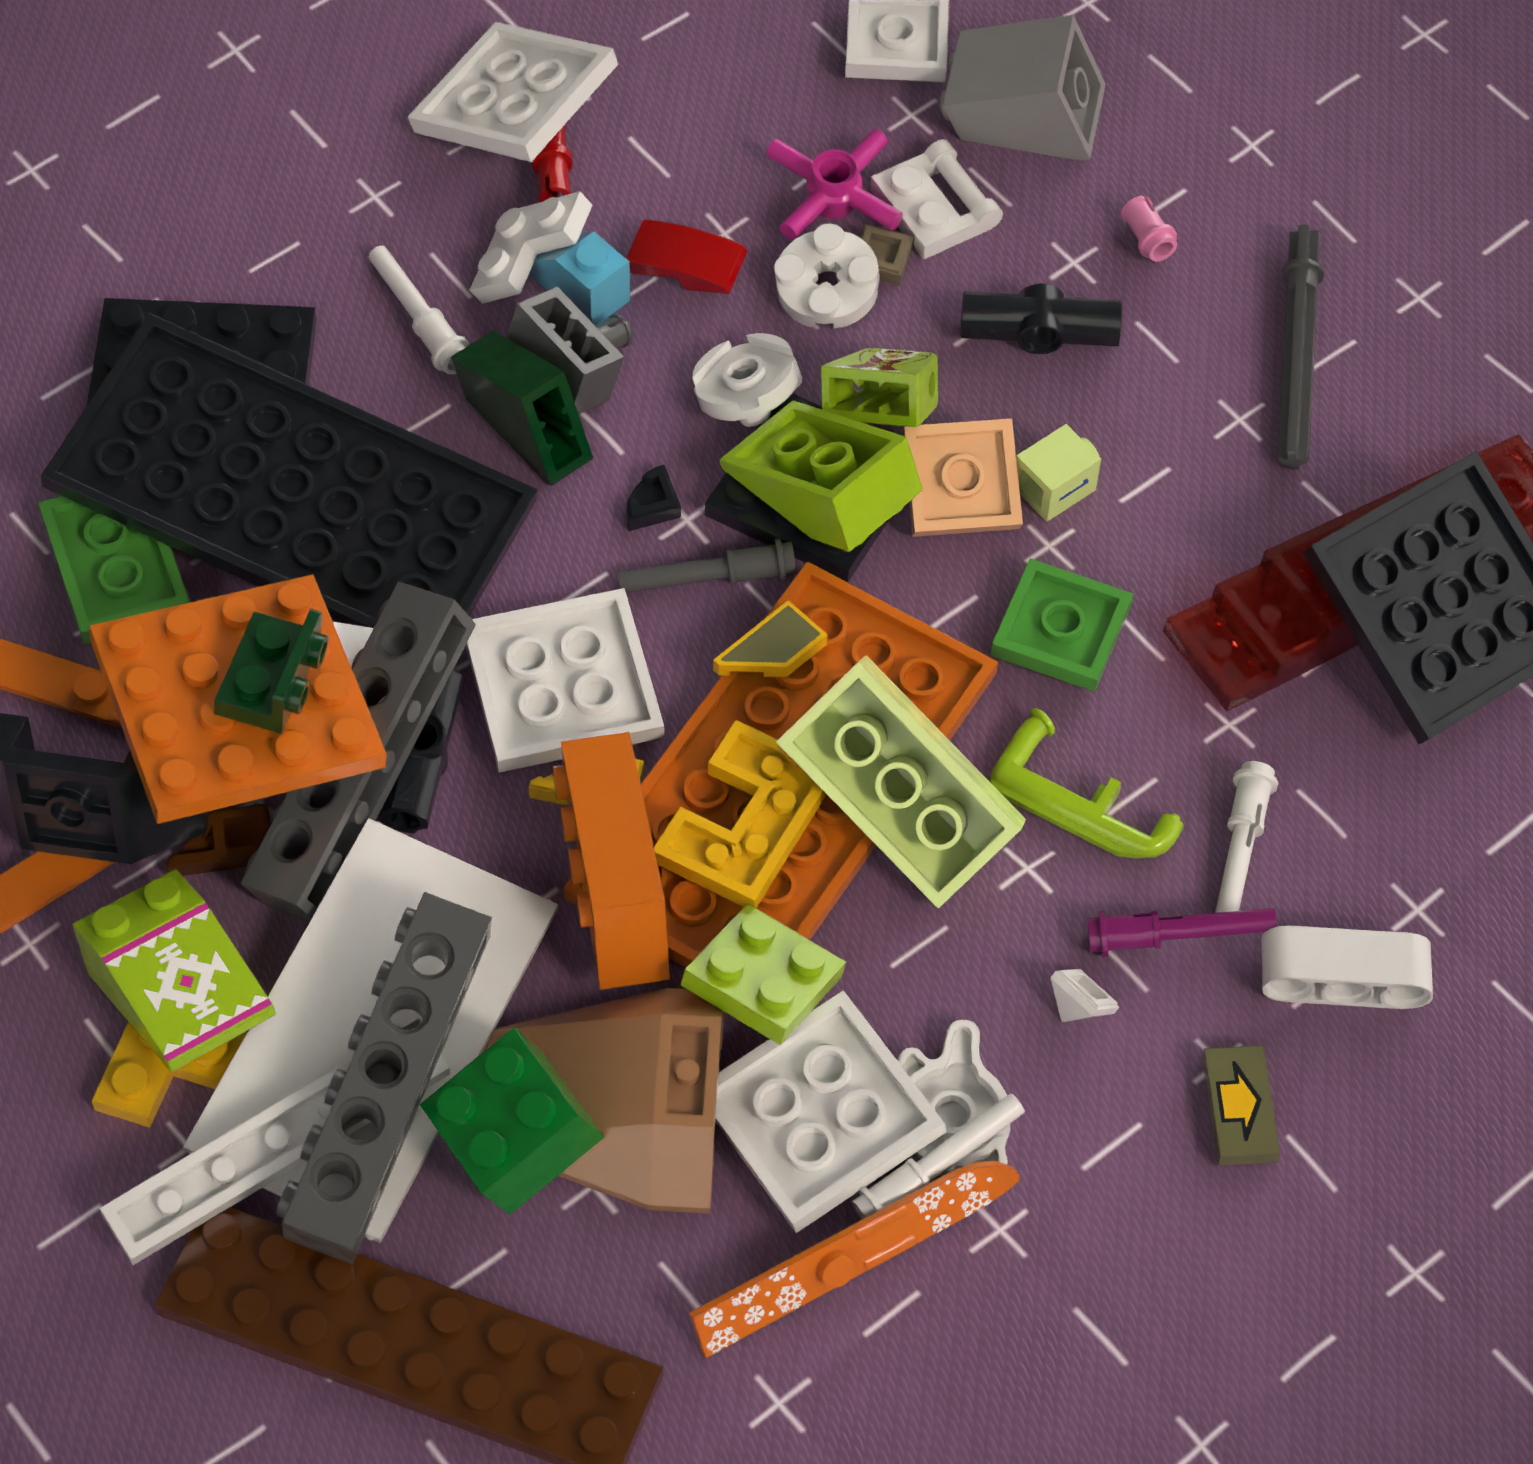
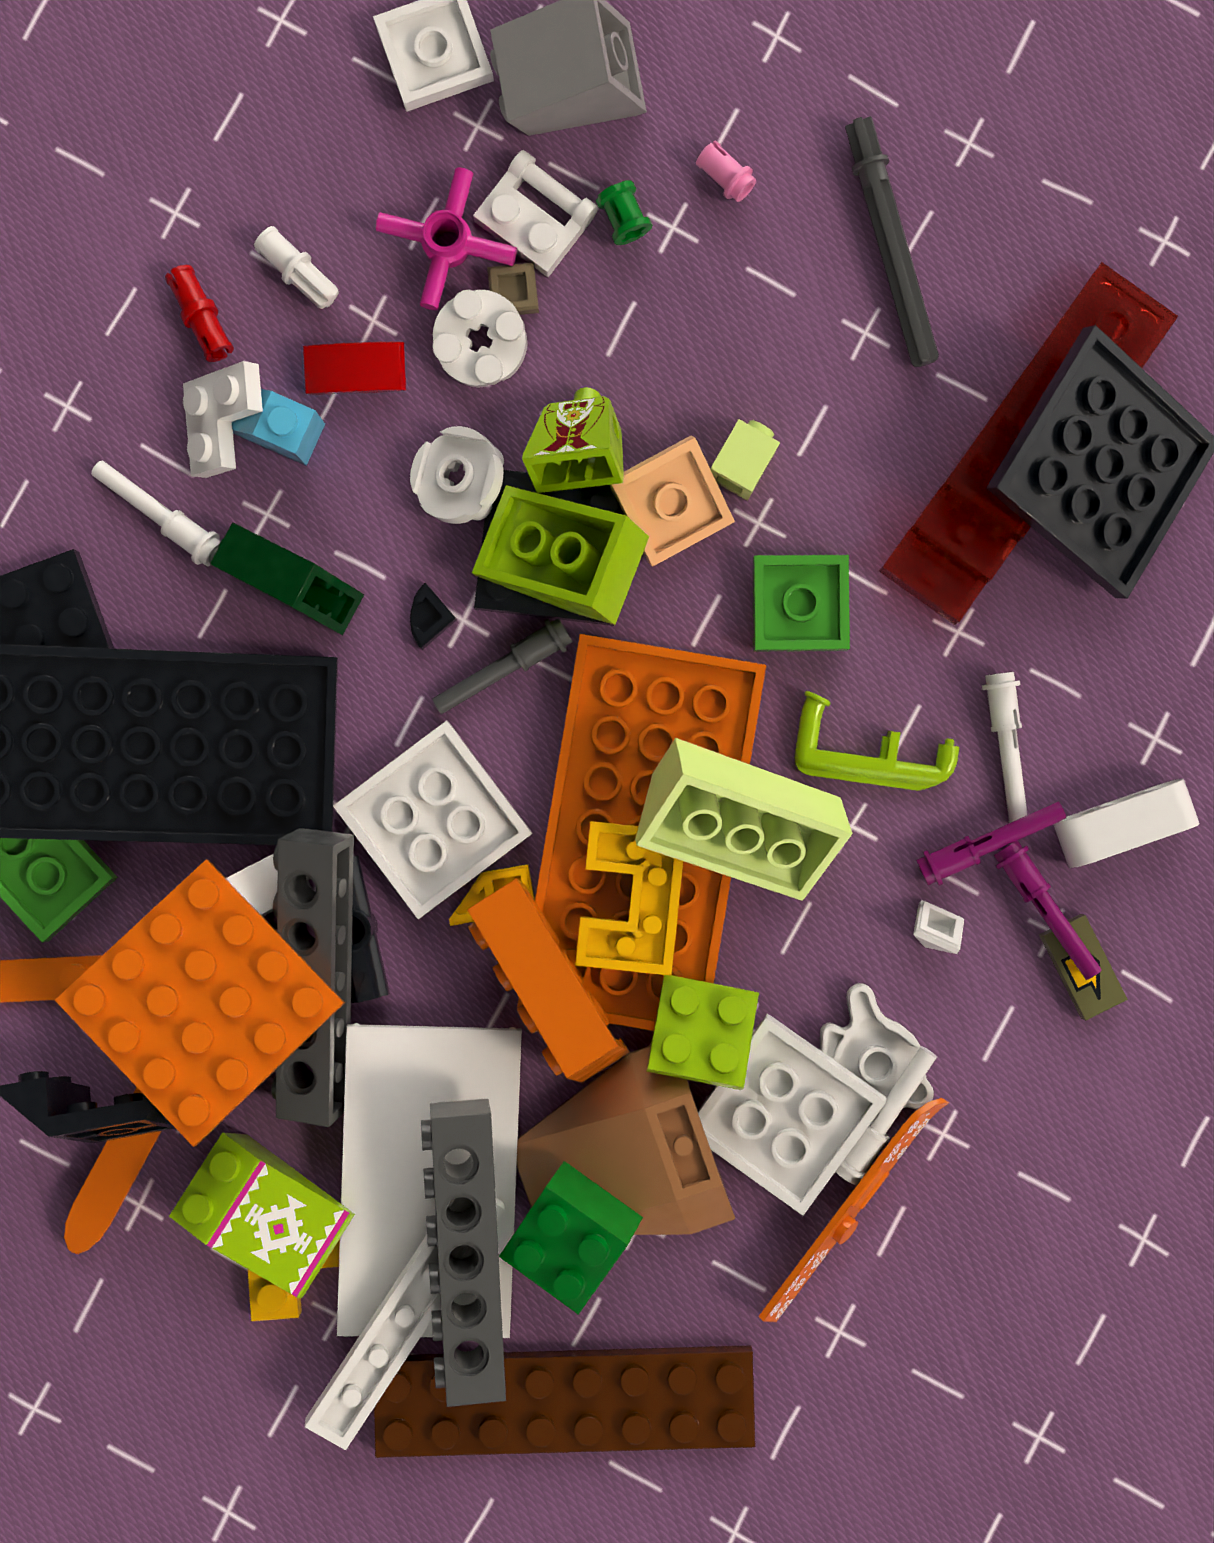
camera: 15 degrees left, 30 degrees up
(271, 671) = (220, 985): dark green bracket -> none
(513, 91) = (134, 259): white plate -> none
(567, 339) = (300, 512): dark grey brick -> none
(669, 158) = (296, 267): none -> white axle
(774, 645) = (588, 730): tile -> none
(1027, 225) = (624, 212): none -> green bush
(1041, 319) = (672, 307): black piece -> none
(1202, 961) = (1034, 889): none -> magenta pin

